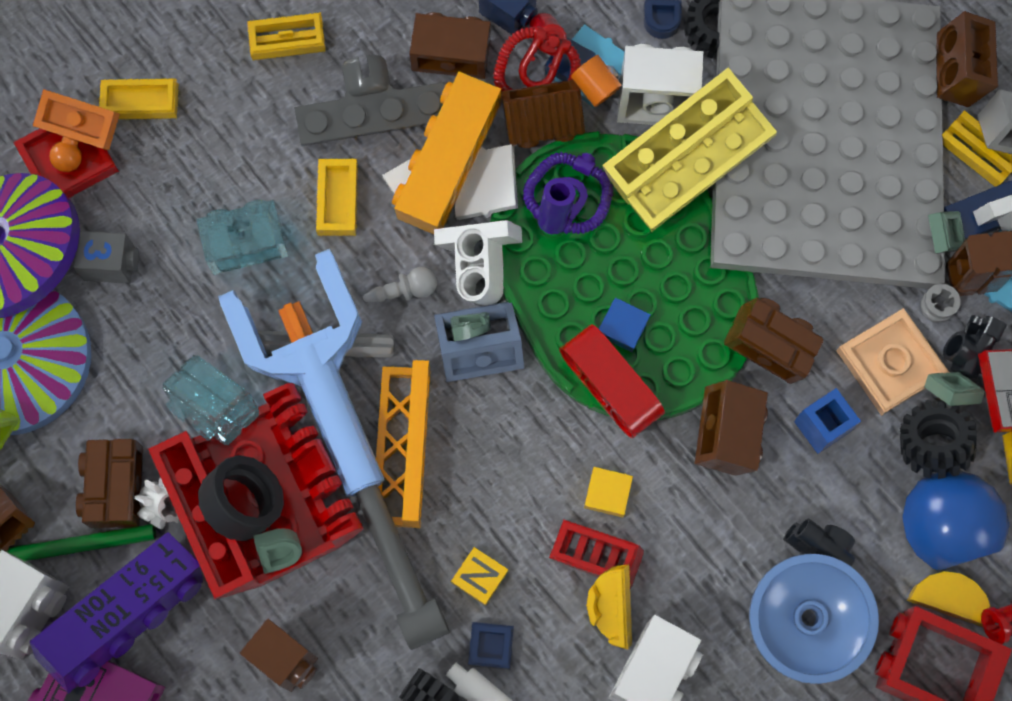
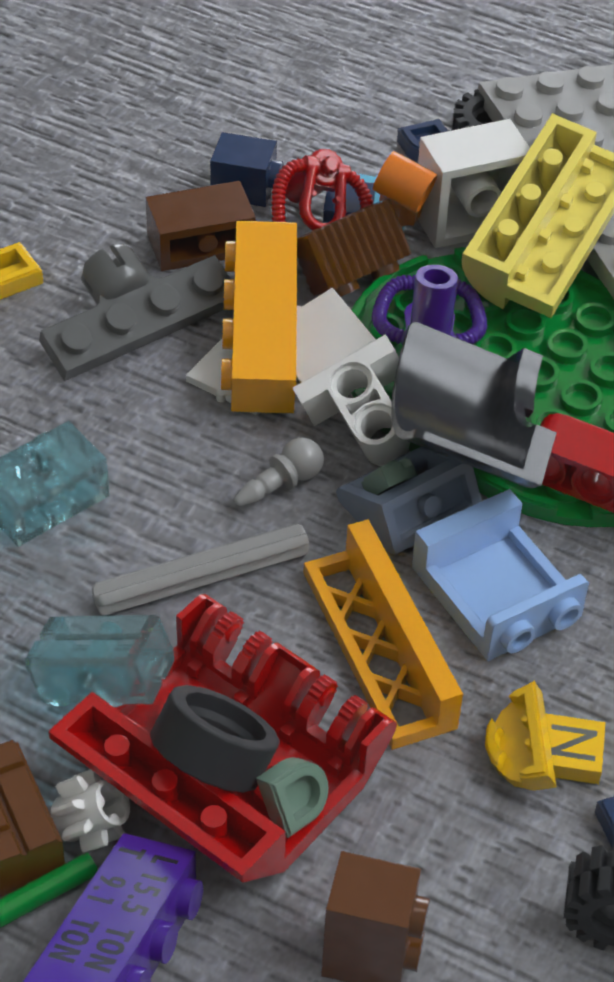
camera: 25 degrees left, 25 degrees down
(314, 365) = (225, 567): light blue piece -> none
(337, 197) = (141, 413): yellow tile -> none
(446, 560) = (521, 742): none -> yellow tile
(500, 432) = (495, 577): none -> light blue panel
(530, 303) = (471, 405): none -> black panel
(624, 324) = (582, 405): blue tile -> none

